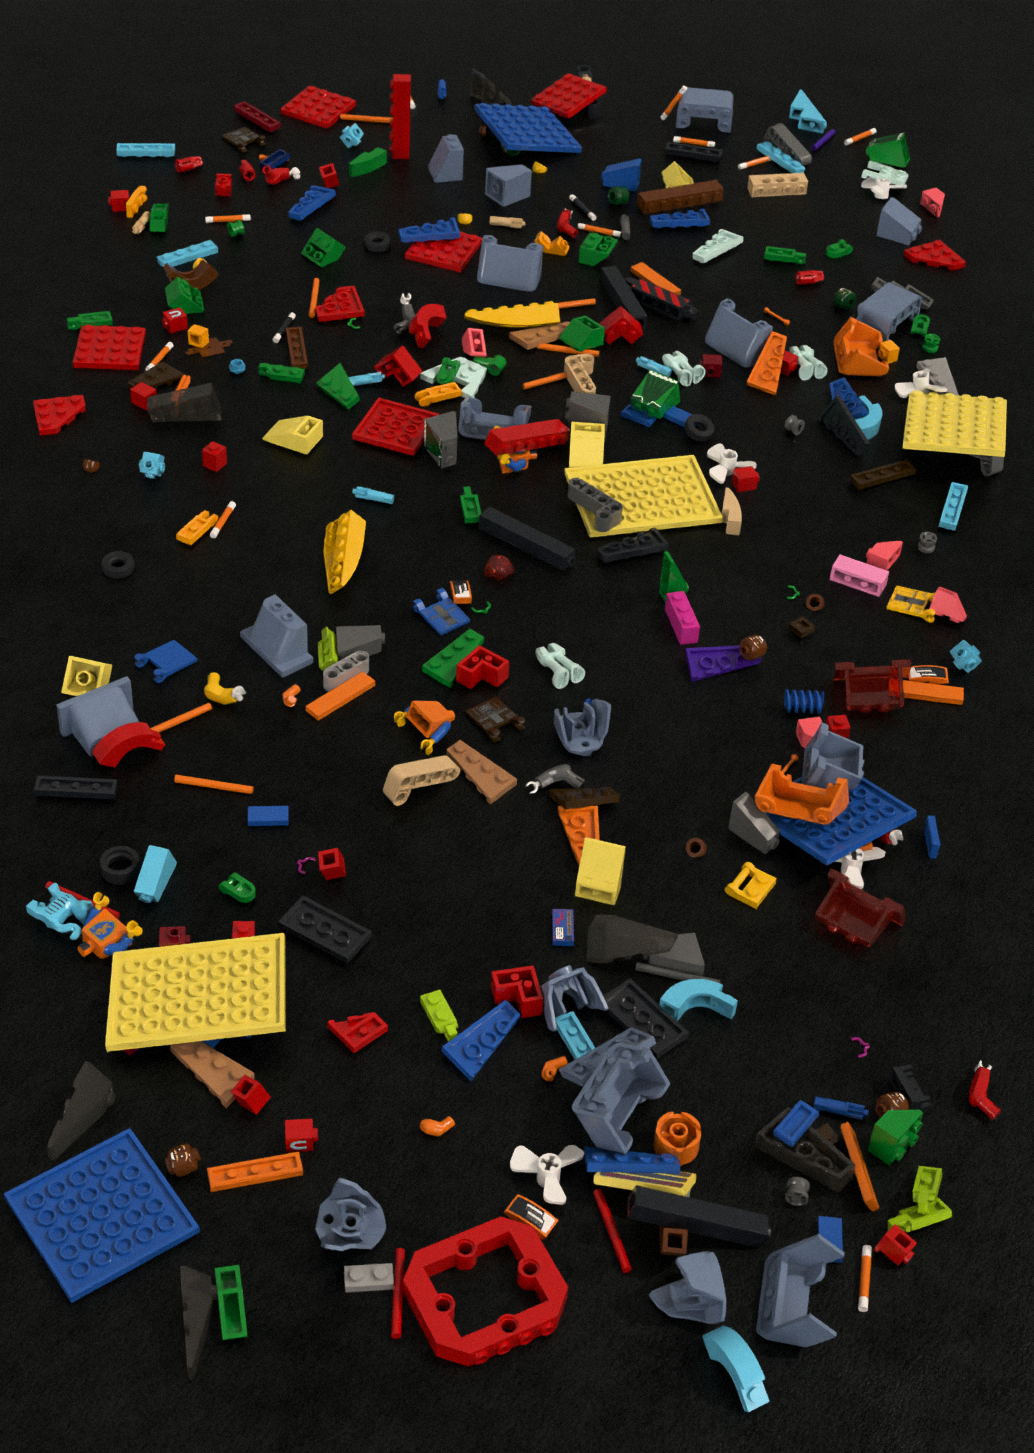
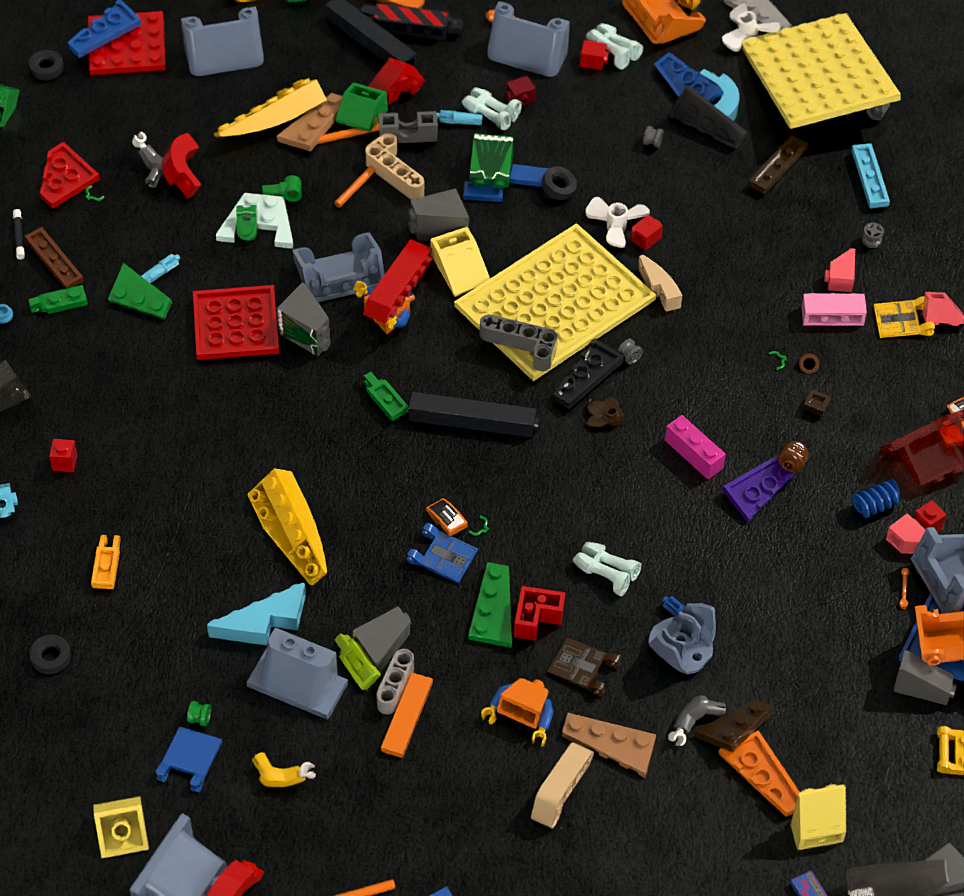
camera: 25 degrees left, 10 degrees up
(182, 718) = (256, 829): orange bar -> none
(191, 635) = (199, 713): none -> green wheel
(222, 519) = (126, 540): orange bar -> none
(288, 696) = (353, 743): orange arm -> none
(296, 433) = (131, 382): light yellow slope -> none
(298, 598) = (255, 621): none -> medium azure slope
(314, 297) = (25, 176): orange bar -> none
(368, 494) = (271, 428): medium azure piece -> none
(400, 364) = (190, 236): red brick -> none
(438, 393) = (253, 255): light orange hinge -> none
(474, 342) = (253, 171): coral slope -> none
(498, 567) = (466, 467): clear red hair -> none
(570, 304) = (314, 68): orange bar -> none
(620, 362) = (421, 130): none -> dark grey arch
(628, 573) = (604, 413): none -> dark brown plate
(671, 578) = (661, 407): green slope -> none
(676, 544) = (630, 351): none -> dark grey wheel
(696, 841) = (879, 723): reddish brown piece -> none
(768, 366) = (584, 74): orange wing -> none

